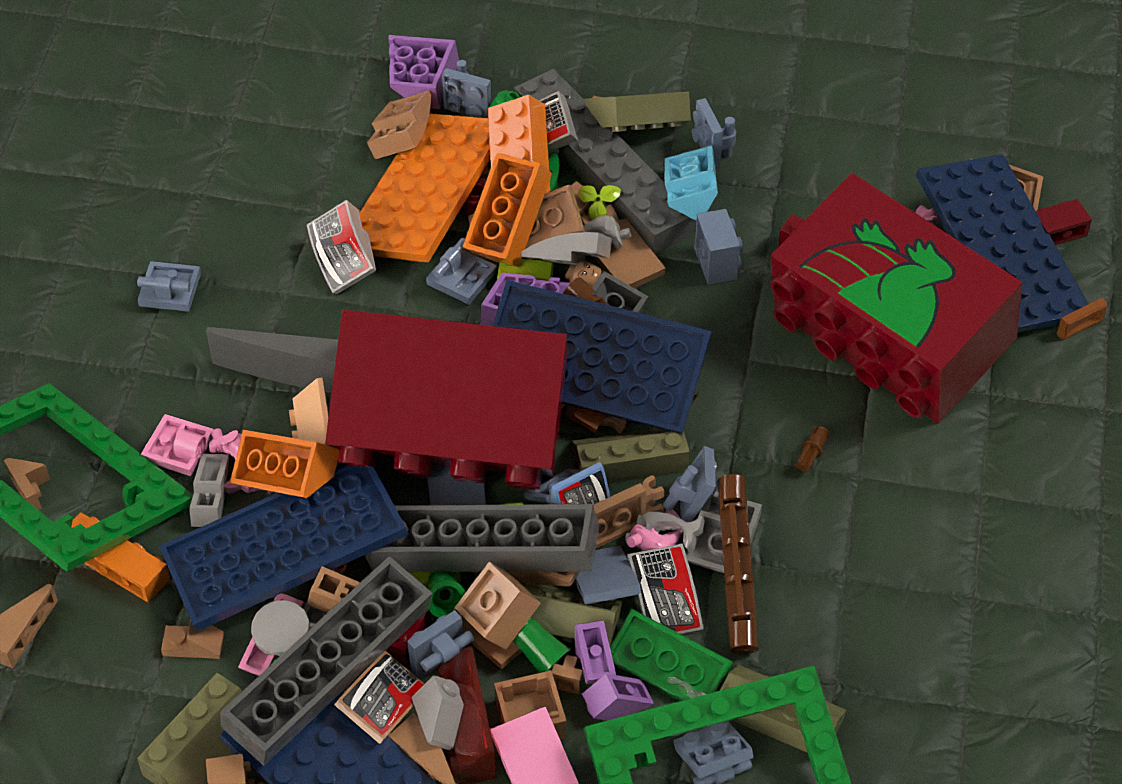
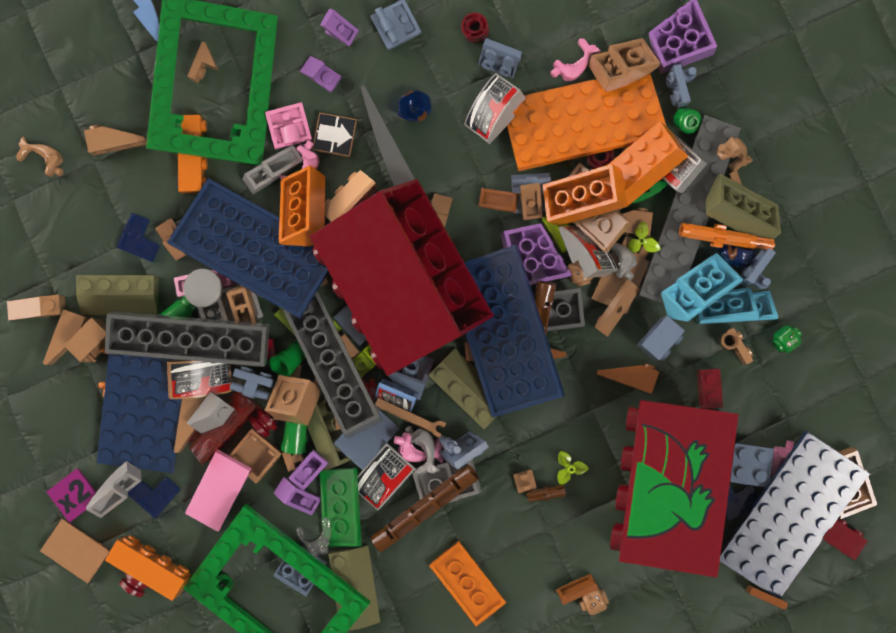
camera: 55 degrees right, 35 degrees up
(120, 335) = (338, 27): none -> medium lavender slope
(147, 385) = (320, 74): none -> medium lavender slope
(156, 687) = (133, 241): none -> clear blue tile
(230, 409) = (334, 135): none -> tile
(242, 222) = (471, 20): none -> dark red wheel
(272, 315) = (414, 106): none -> clear blue hair
(292, 212) = (499, 58): none -> sand blue plate
(363, 175) = (573, 71): none -> bright pink animal
(444, 301) = (498, 200): none -> dark orange tile
(471, 268) = (531, 201): none -> medium nougat slope
(495, 670) = (263, 422): none -> dark red wheel
(571, 76) = (733, 148): none -> medium nougat animal
(651, 133) = (720, 236): none -> orange piece
(651, 266) = (617, 307): none -> medium nougat tile
(683, 141) = (736, 255): none -> clear blue hair
(741, 174) = (739, 306): none -> medium azure slope
(741, 297) = (637, 377): none -> dark orange slope
(775, 196) = (742, 351): none -> medium nougat plate
(781, 463) = (524, 481): none -> medium nougat tile
(803, 407) = (565, 474): none -> lime plant
(804, 155) = (787, 339): none -> green head
(864, 590) = (467, 583): none -> orange tile
(949, 481) = (577, 589): none -> dark orange tile
(975, 473) = (594, 602): none -> medium nougat head

